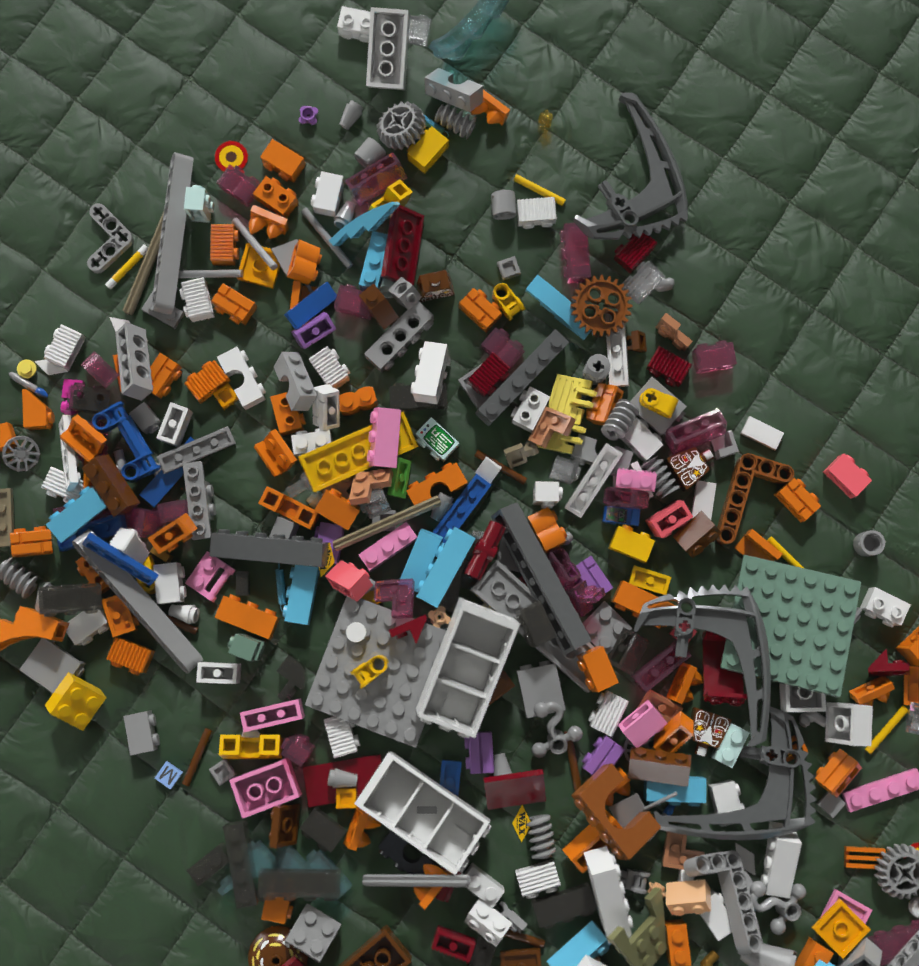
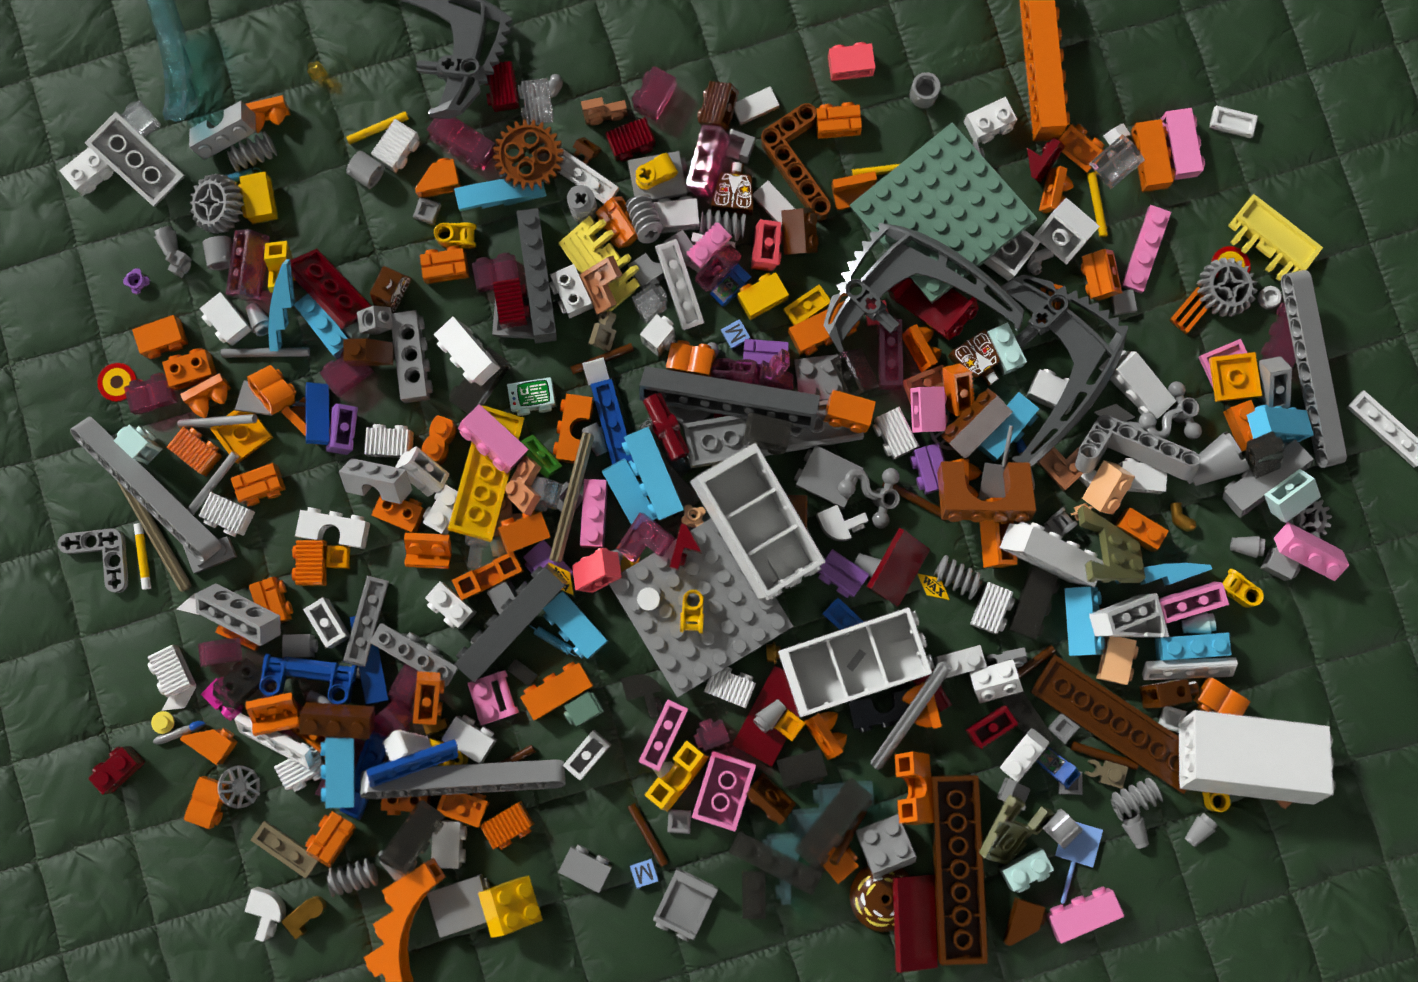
camera: 45 degrees left, 0 degrees up
(168, 820) = (685, 904): none -> light grey panel
(186, 613) = (510, 744): white cone -> none
(250, 494) = (454, 609): none -> white brick
(283, 903) = (849, 834): none -> reddish brown bar
(342, 133) = (179, 263): none -> light grey plate
(359, 933) = (916, 772): none -> orange arch
(388, 746) = (772, 652): none -> pearl gold plate
(509, 723) = (835, 527): none -> white brick
(537, 259) = (439, 179): none -> orange slope
(590, 545) = (735, 334): none -> light blue tile
(741, 407) = (718, 105): none -> reddish brown brick

